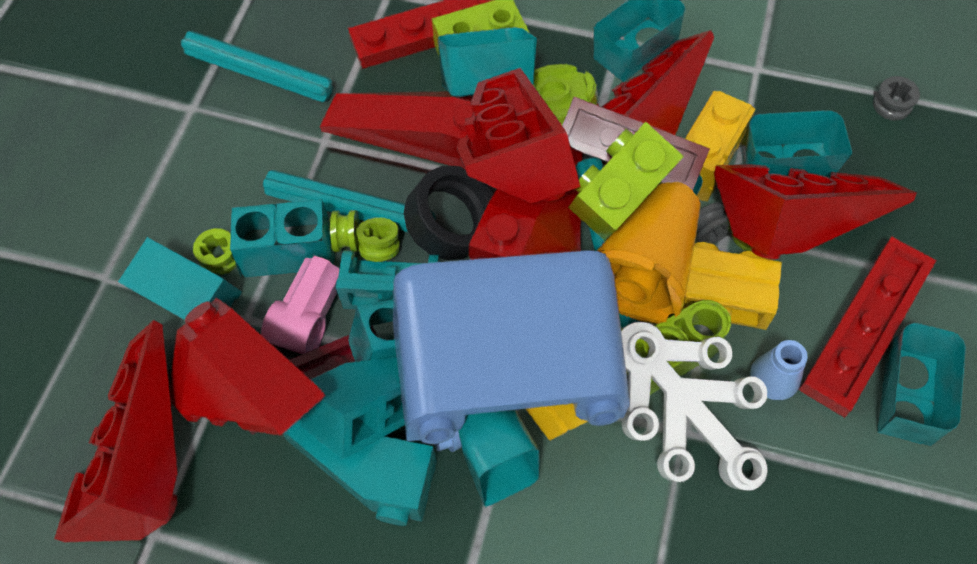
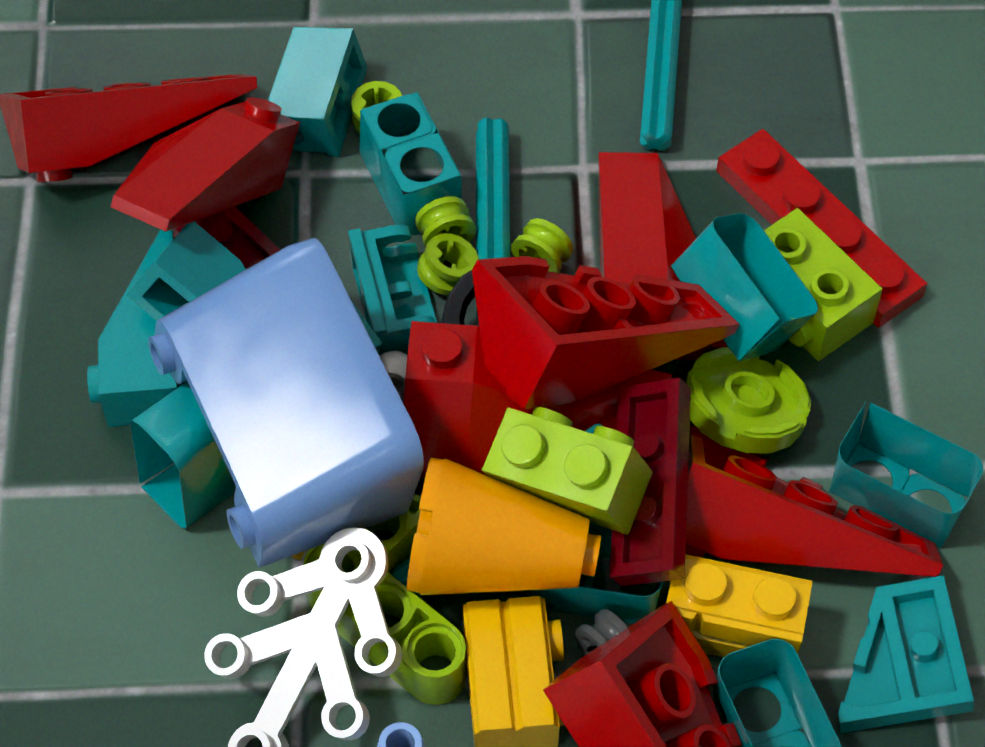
camera: 70 degrees right, 5 degrees down
(300, 318) = (306, 211): bright pink piece -> none
(390, 177) = (544, 241): none -> lime bush
(756, 71) = (907, 660): none -> teal wing

